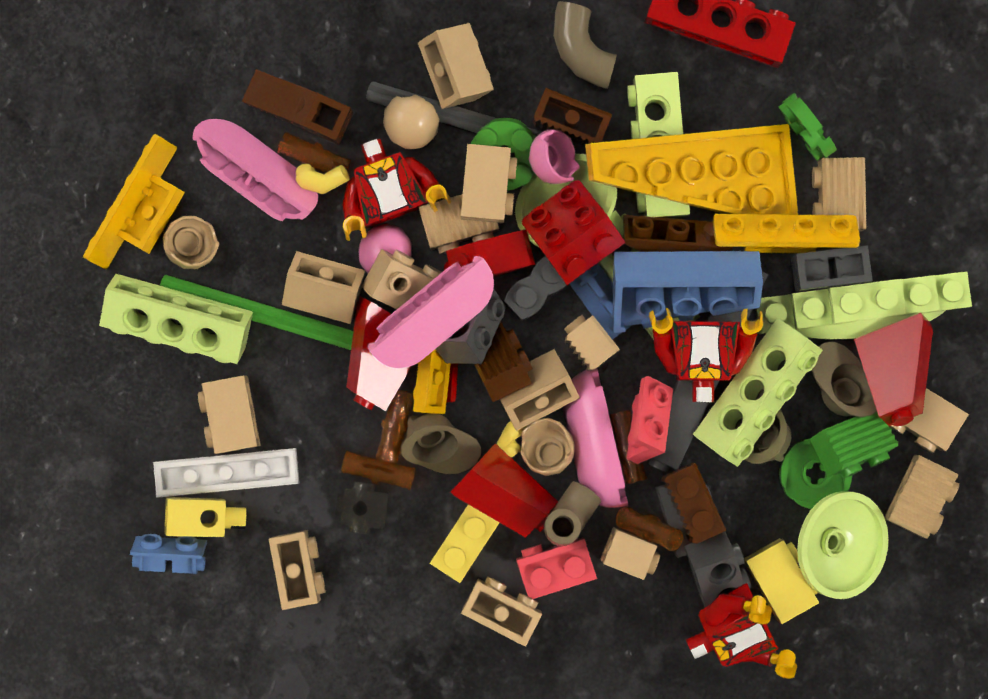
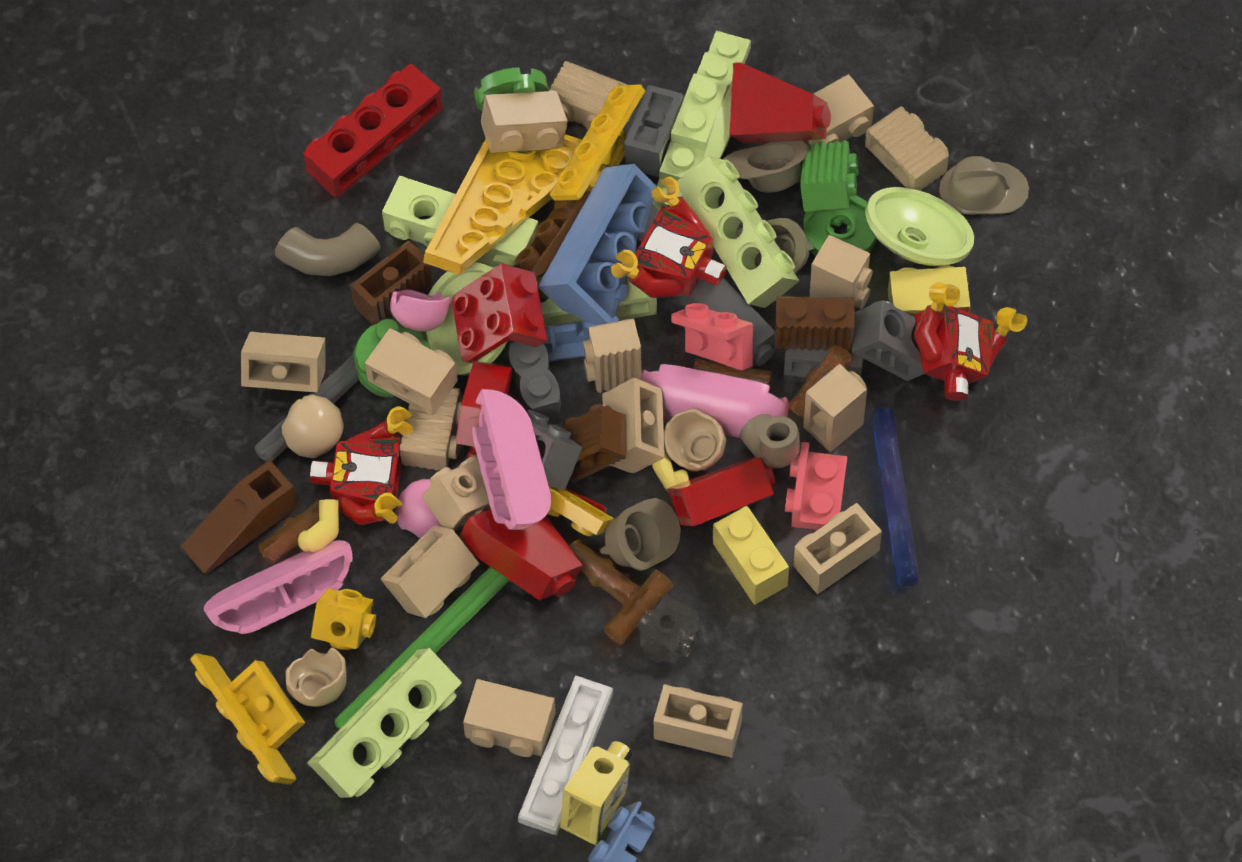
camera: 65 degrees left, 25 degrees down
(249, 238) = (343, 618): none -> yellow brick
(580, 634) = (895, 497): none -> clear blue axle
(757, 501) = (841, 272): none -> tan brick
(779, 154) = (523, 121): none -> tan brick
(919, 577) = (984, 187): none -> dark tan piece

